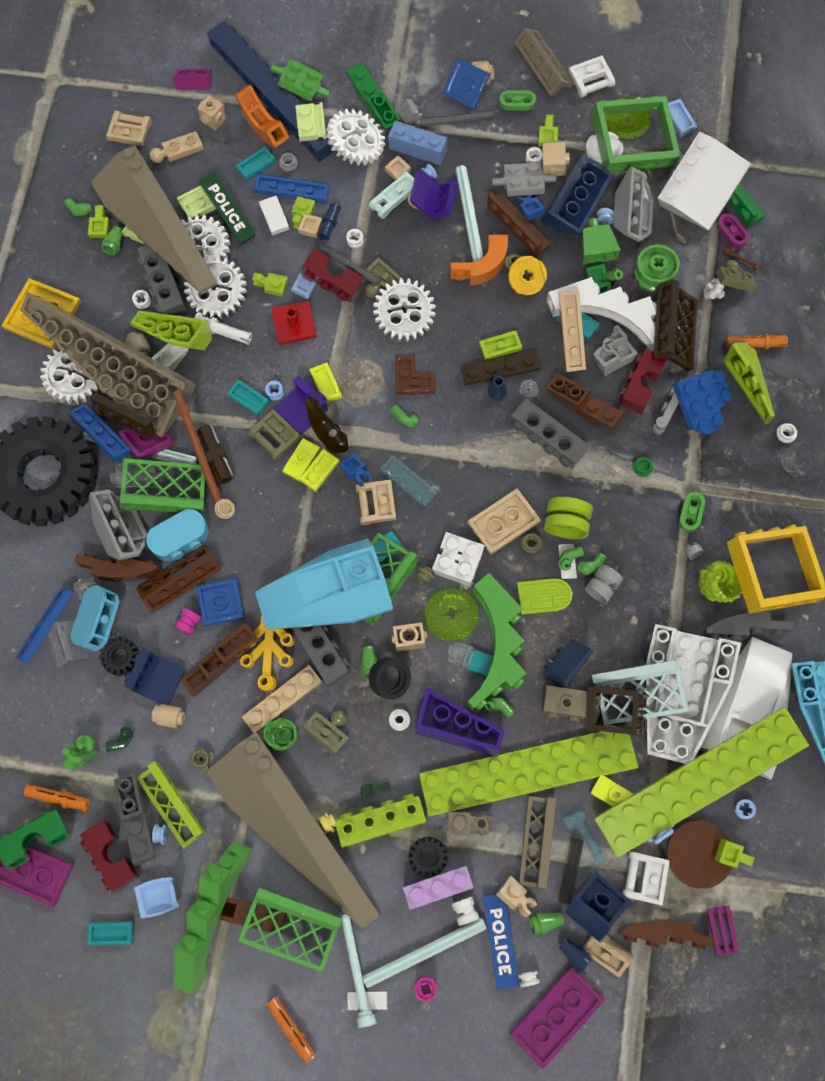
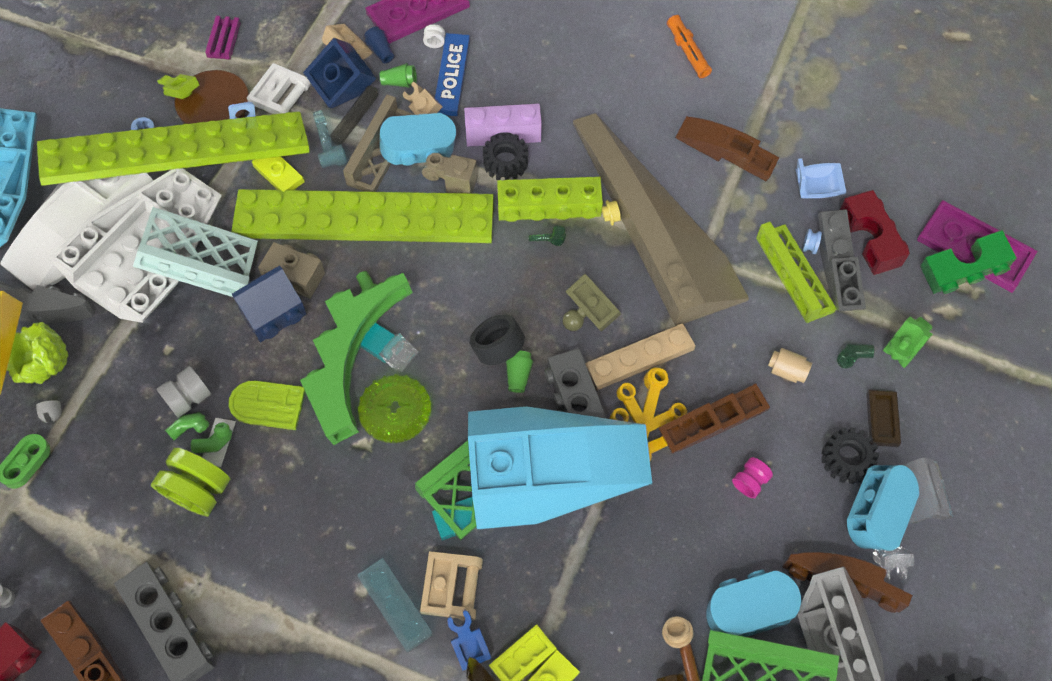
camera: 170 degrees left, 10 degrees down
(44, 625) = (955, 522): blue tile -> none
(66, 800) = (939, 307): orange pin -> none
(96, 694) = (883, 418): none -> dark brown tile
(110, 933) = (875, 165): teal tile -> none
(154, 677) = (803, 416): dark blue bracket -> none
(179, 579) = (757, 535): reddish brown fence -> none
(195, 760) = (755, 305): olive plate -> none
(202, 918) = (756, 152): bright green arch -> none
(220, 602) = (703, 499): blue tile -> none
(280, 734) = (649, 310): bright green hair -> none
(298, 910) = (663, 132): bright green fence -> none
(366, 1017) = (609, 40): light aqua piece -> none
(375, 1000) = (604, 57): white sticker -> none
(402, 634) = (458, 383): tan head -> none
(402, 726) = (498, 305): white plate -> none
(424, 952) = (534, 79): light aqua axle -> none
(425, 574) = (413, 463): olive plate -> none
(427, 985) = (541, 48): dark pink wheel -> none
(457, 726) = (431, 270): dark purple wedge -> none
(458, 559) = (361, 474): white piece -> none
(465, 911) = (477, 98): white wheel -> none
(504, 521) = (280, 511): tan plate -> none
(505, 851) = (415, 137): none -> medium azure brick
(531, 537) = (251, 467): olive plate -> none
(594, 707) = (224, 253): dark brown window -> none
(643, 467) = (56, 542): green plate -> none
(657, 931) = (286, 46): reddish brown slope -> none

